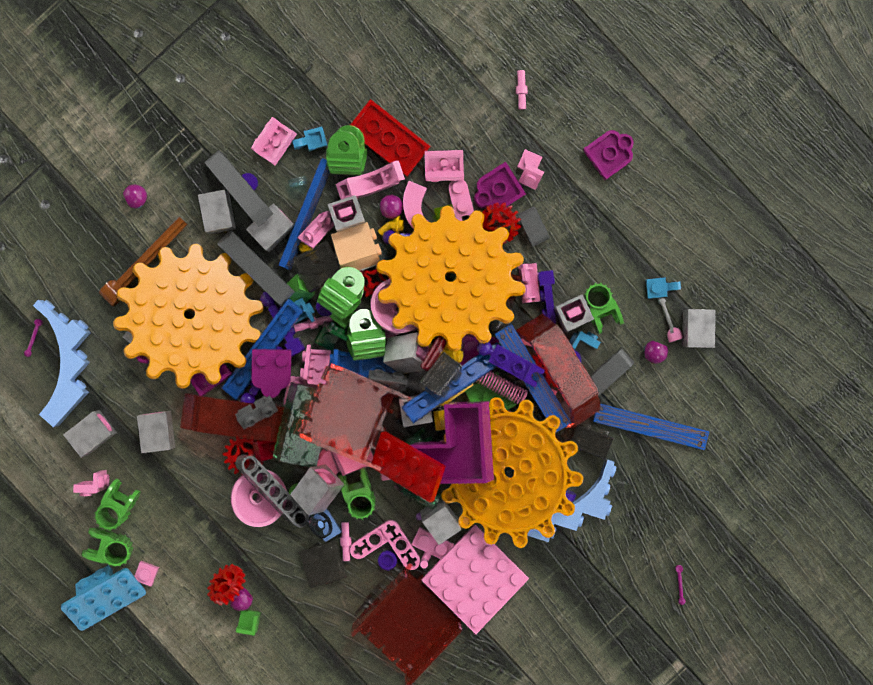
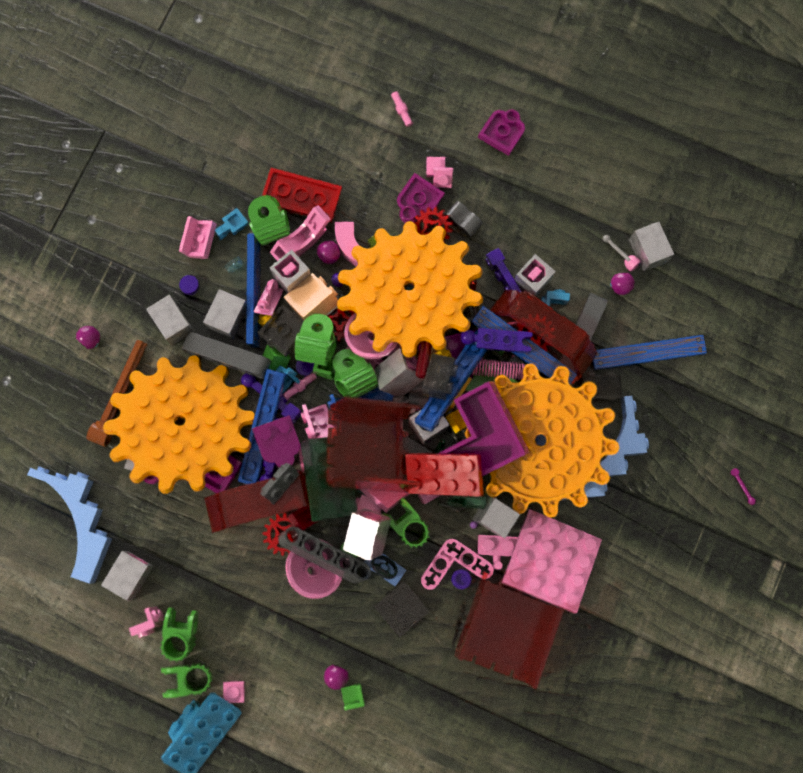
camera: 25 degrees left, 10 degrees down
(38, 322) = (39, 492): magenta hinge -> none
(156, 432) = (190, 547): flat silver piece -> none
(226, 584) = (316, 667): red gear -> none
(239, 188) = (182, 289): dark grey beam -> none
(329, 335) = (319, 388): dark green bracket -> none
(345, 541) = (414, 577): bright pink bar -> none
(396, 225) = (339, 266): yellow plate -> none
(444, 165) = (361, 198): bright pink bracket -> none
(460, 199) = (387, 220): bright pink plate -> none
(530, 280) = (488, 277): bright pink hinge -> none
(603, 311) = (564, 259): bright green piece -> none
(658, 287) = (599, 228): dark azure plate -> none

